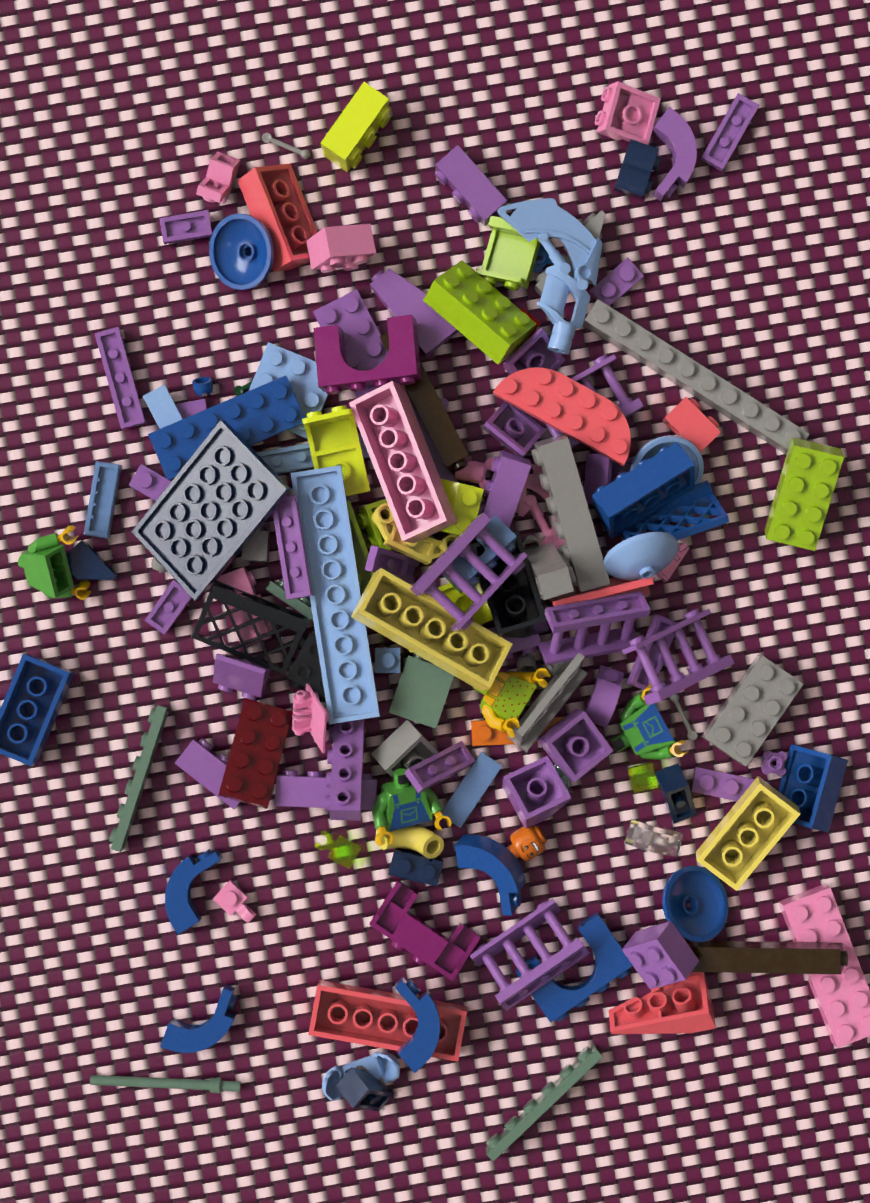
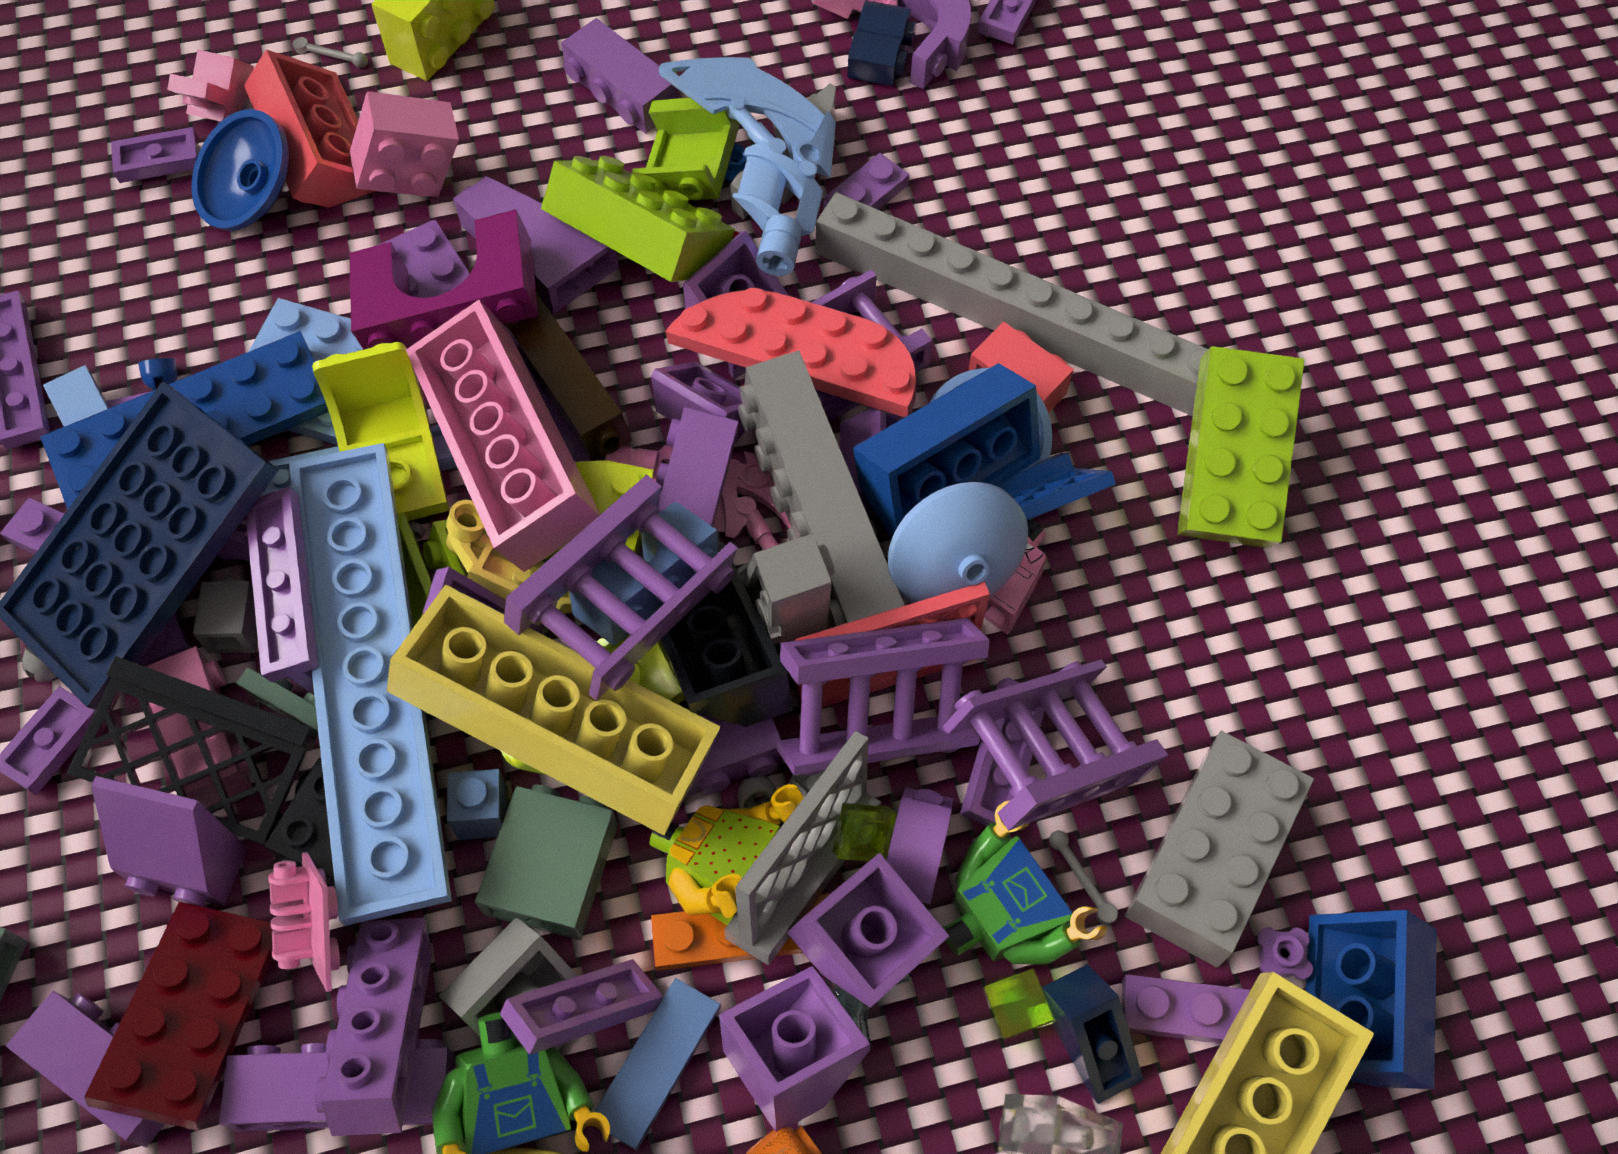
camera: 10 degrees left, 25 degrees down
(578, 694) = (864, 832): none -> clear neon green plate

